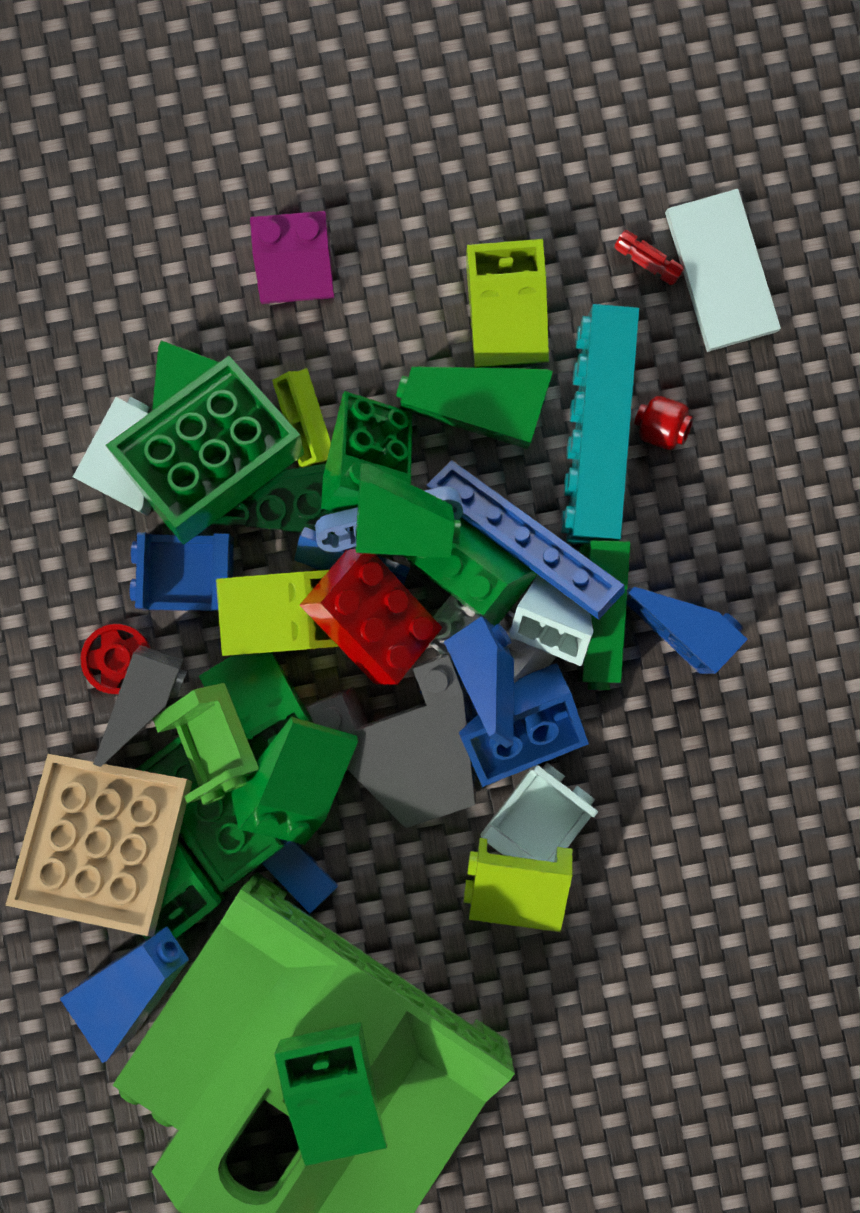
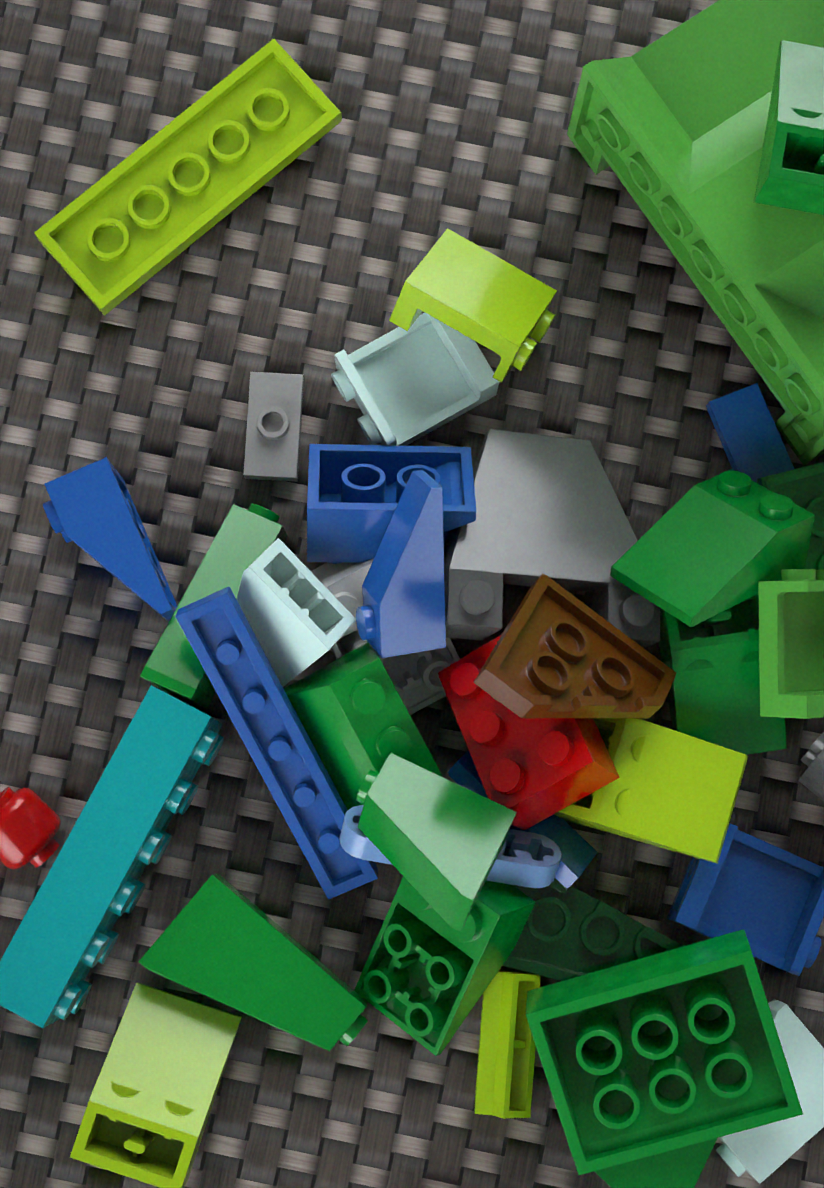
camera: 160 degrees left, 5 degrees down
(359, 662) = (571, 662): none -> reddish brown plate
(617, 749) = (273, 426): none -> light grey plate
(749, 898) = (188, 176): none -> lime plate

